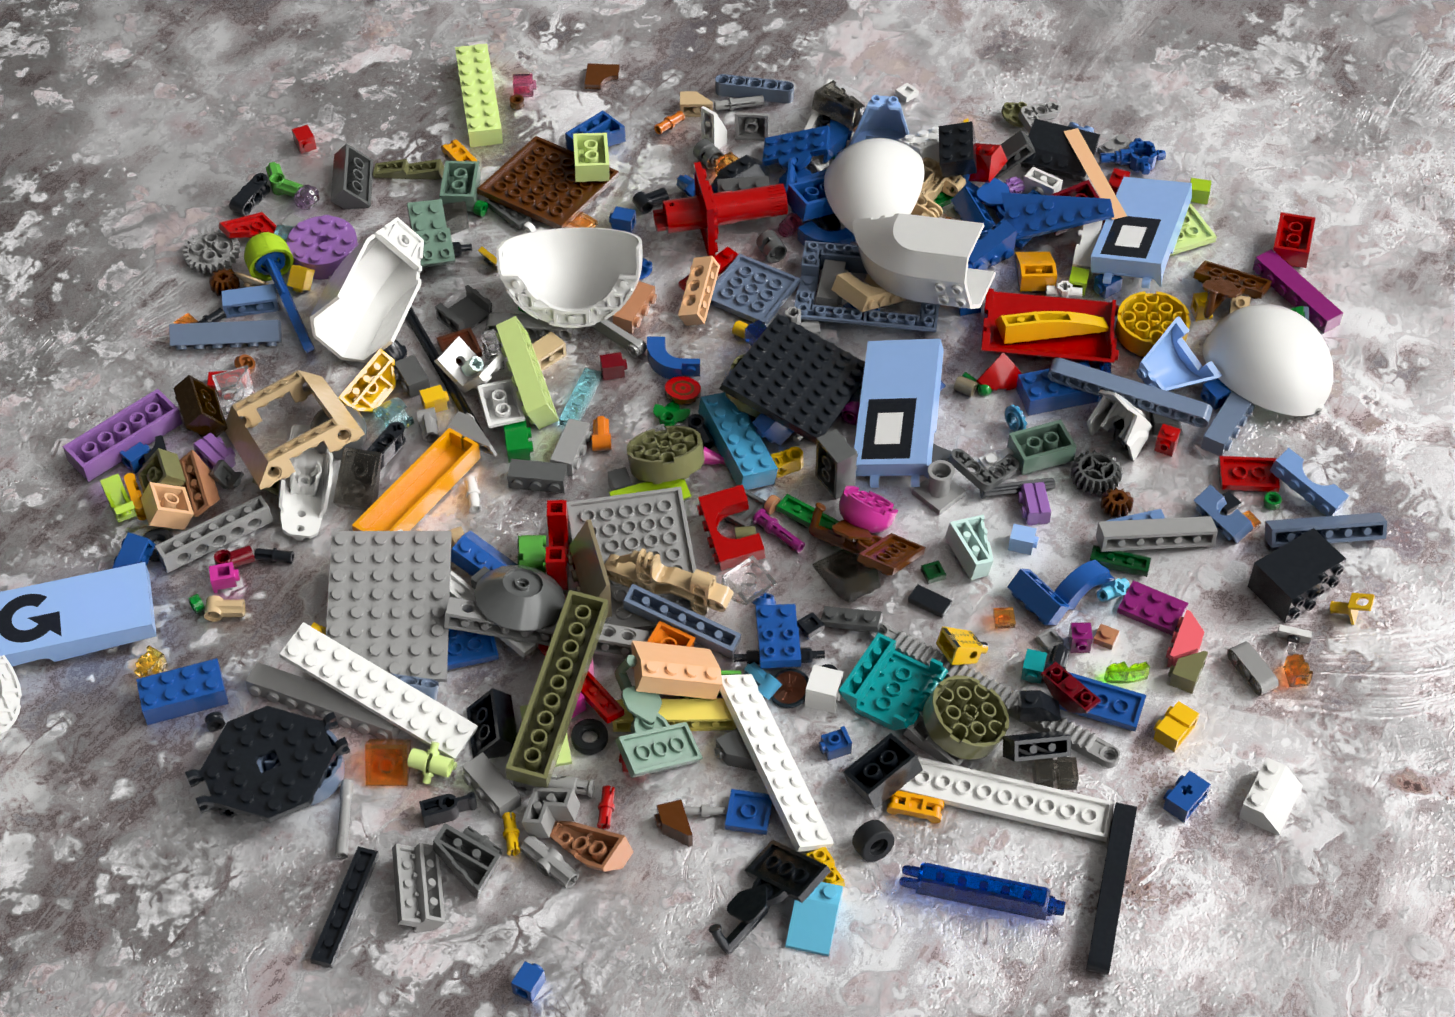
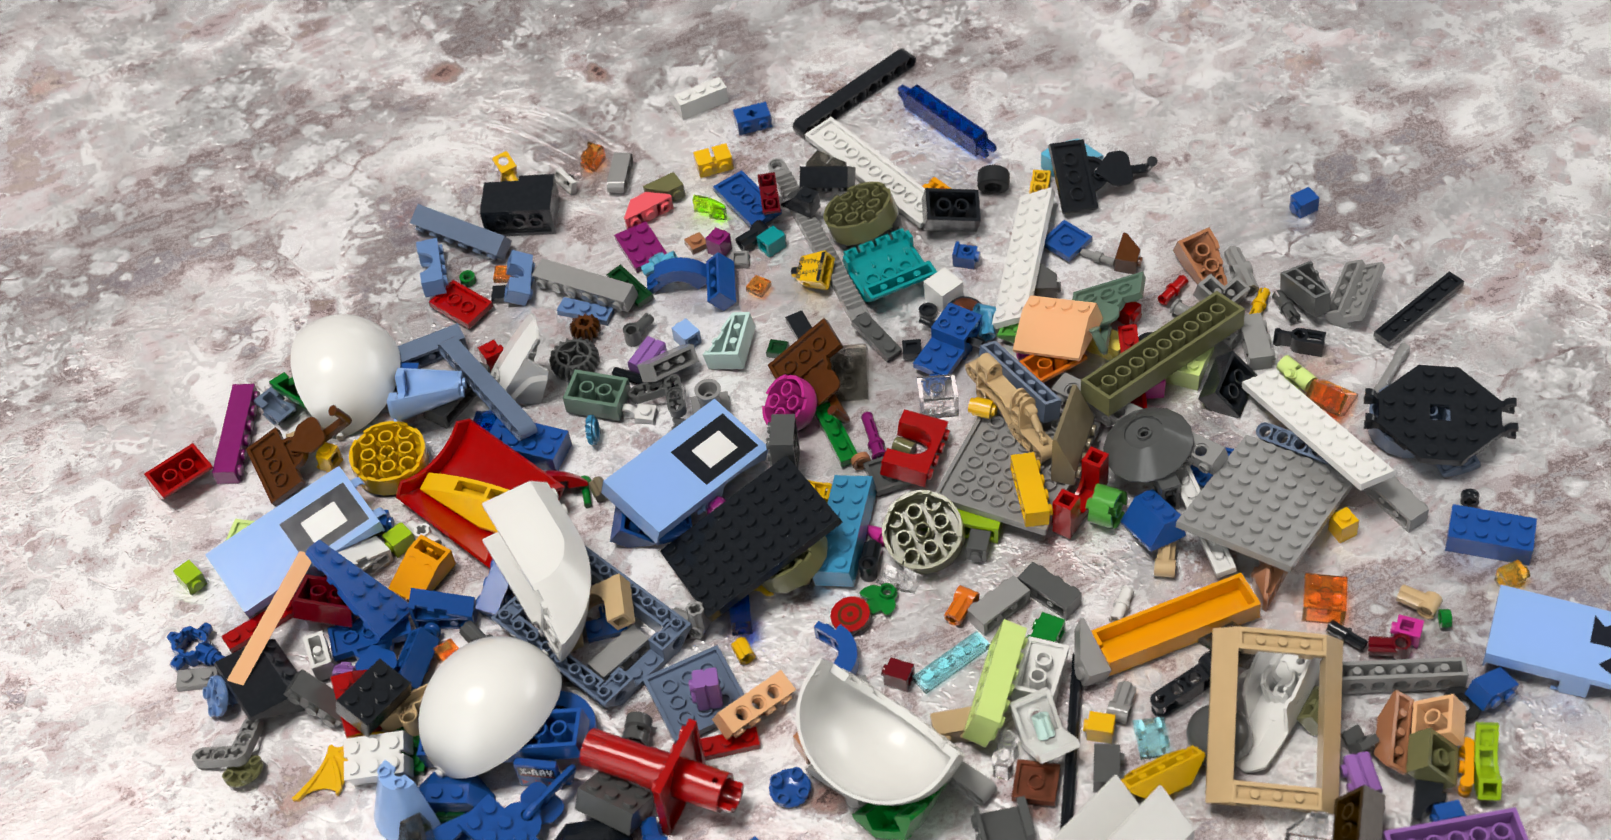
camera: 140 degrees left, 0 degrees up
(304, 569) = (1324, 598): none -> clear orange brick
(607, 527) = (1030, 489): none -> yellow brick
(737, 274) = (706, 689): none -> medium lavender brick
(1006, 494) = (668, 363): none -> light grey brick
(1069, 522) = (634, 331): none -> dark grey pin

